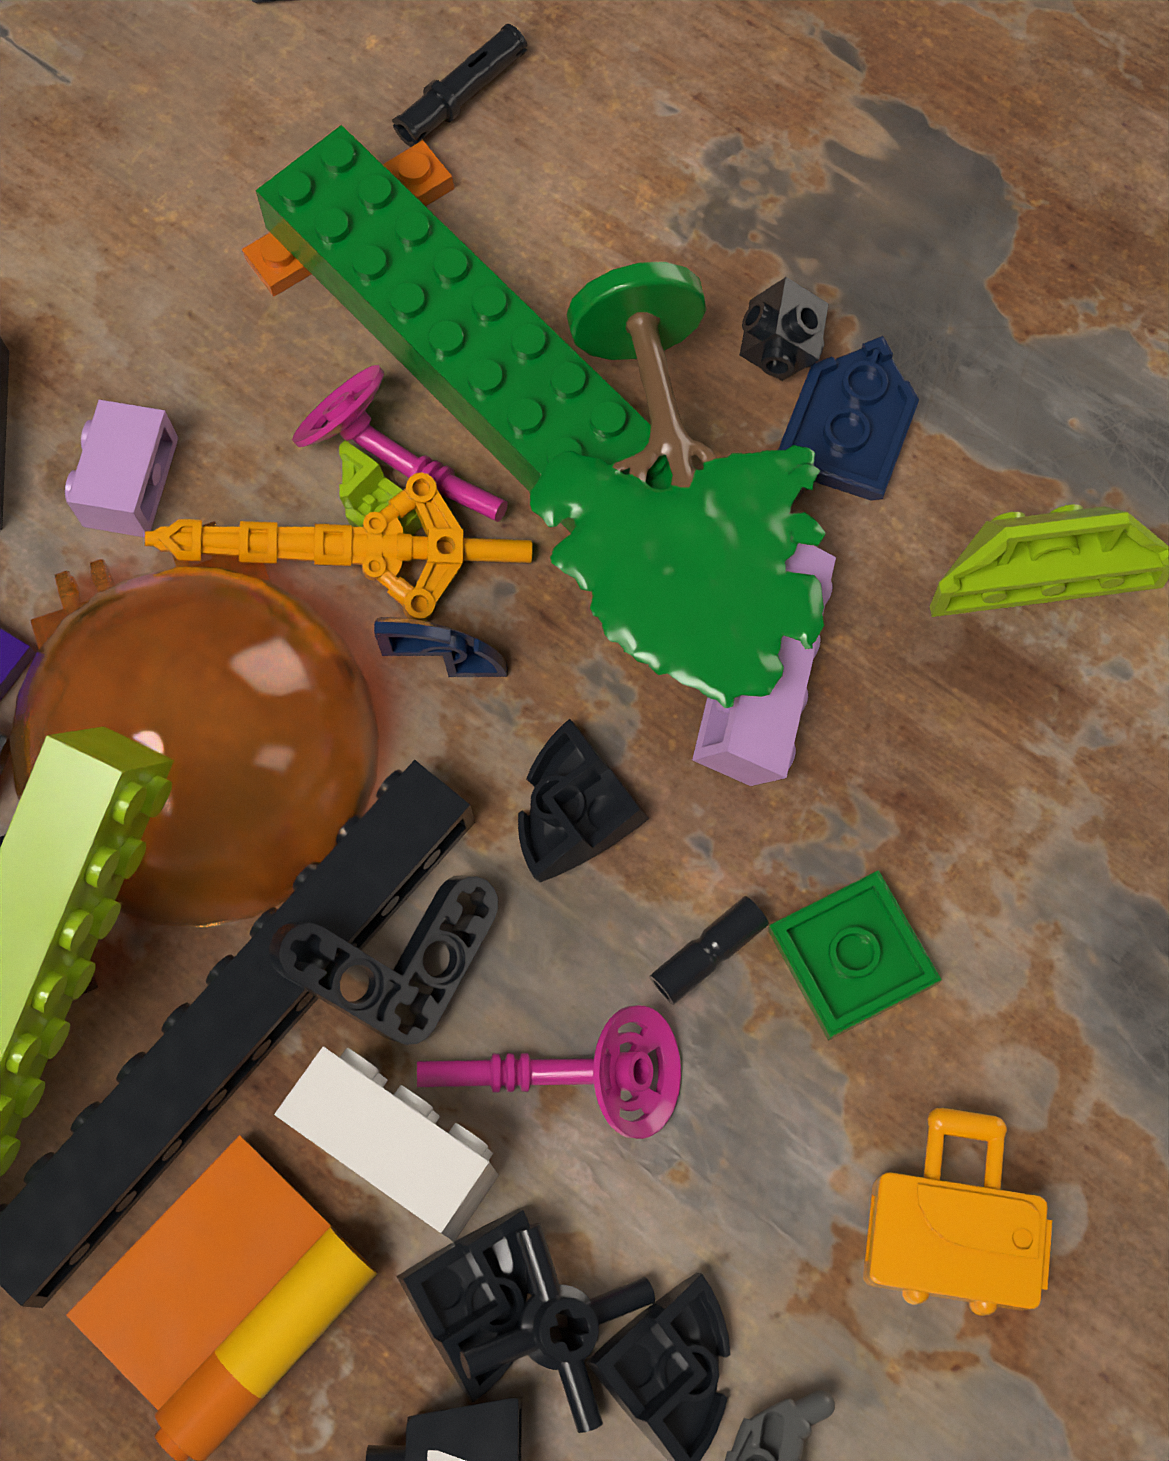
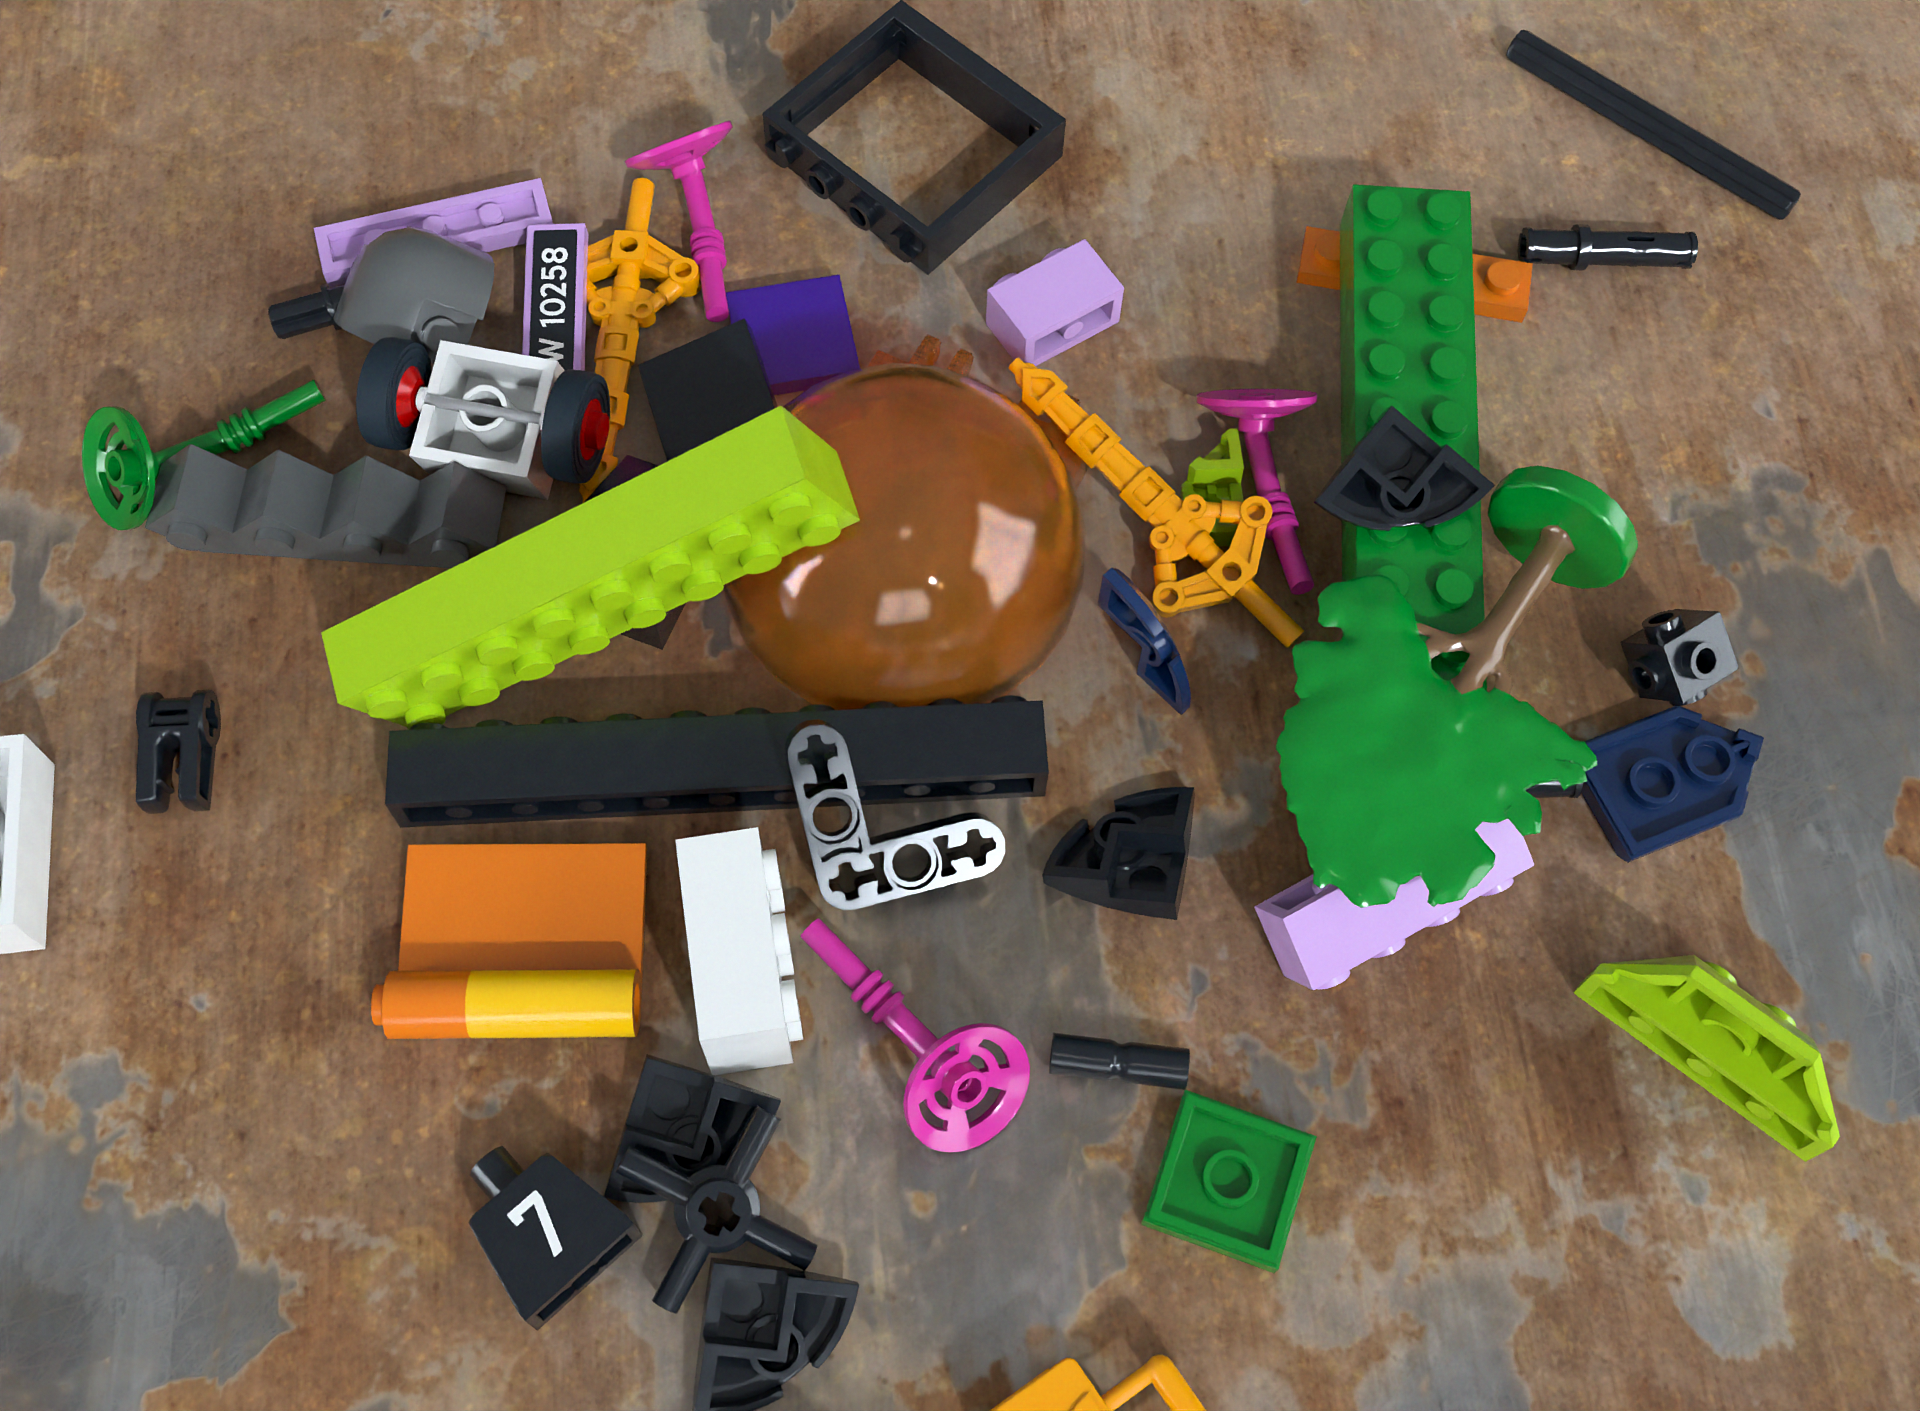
camera: 40 degrees right, 5 degrees down
(502, 375) = (1401, 479): none -> black brick

